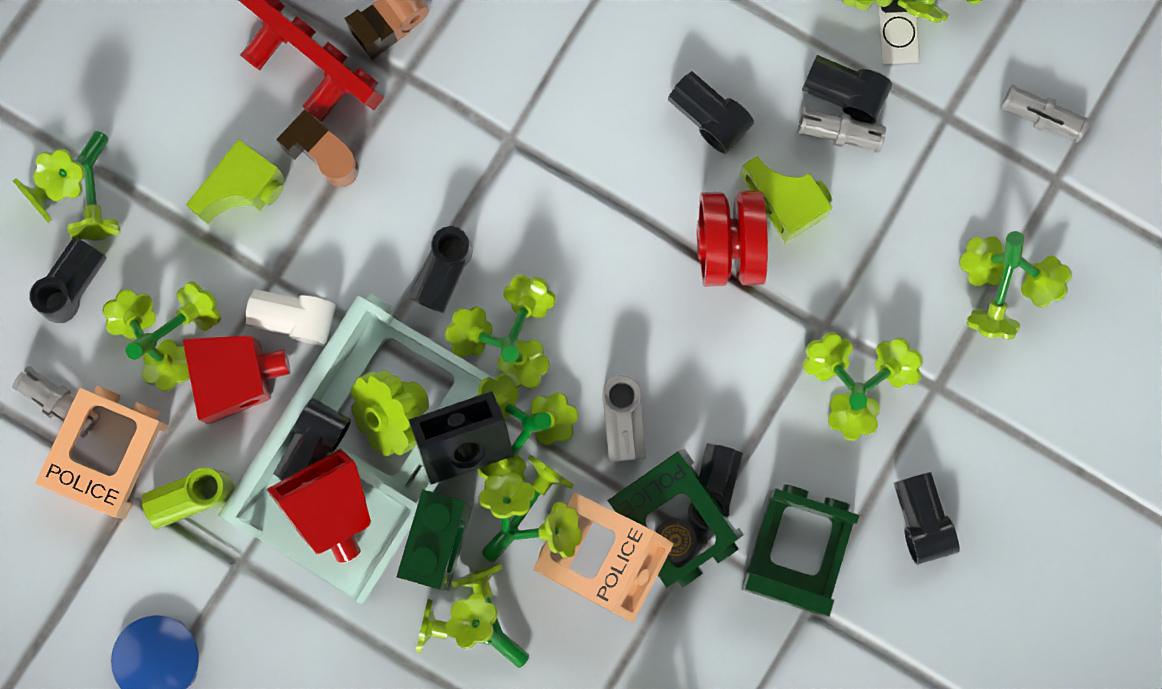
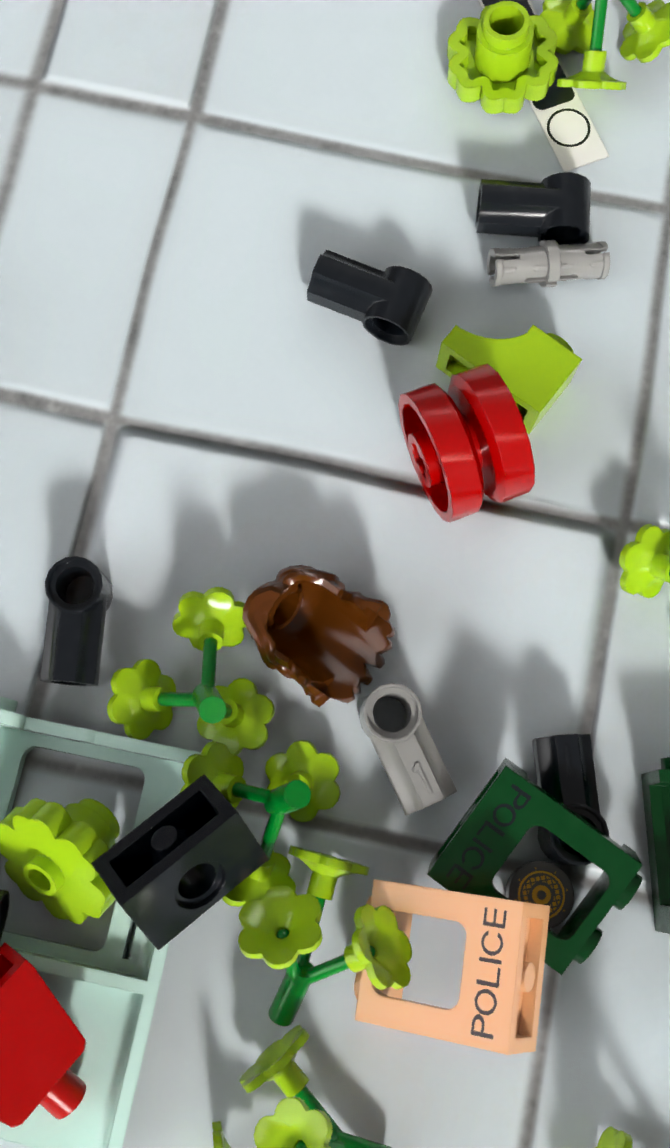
camera: 25 degrees left, 5 degrees down
(435, 540) = (192, 1041): dark green window -> none
(594, 328) = (318, 632): none -> reddish brown hair

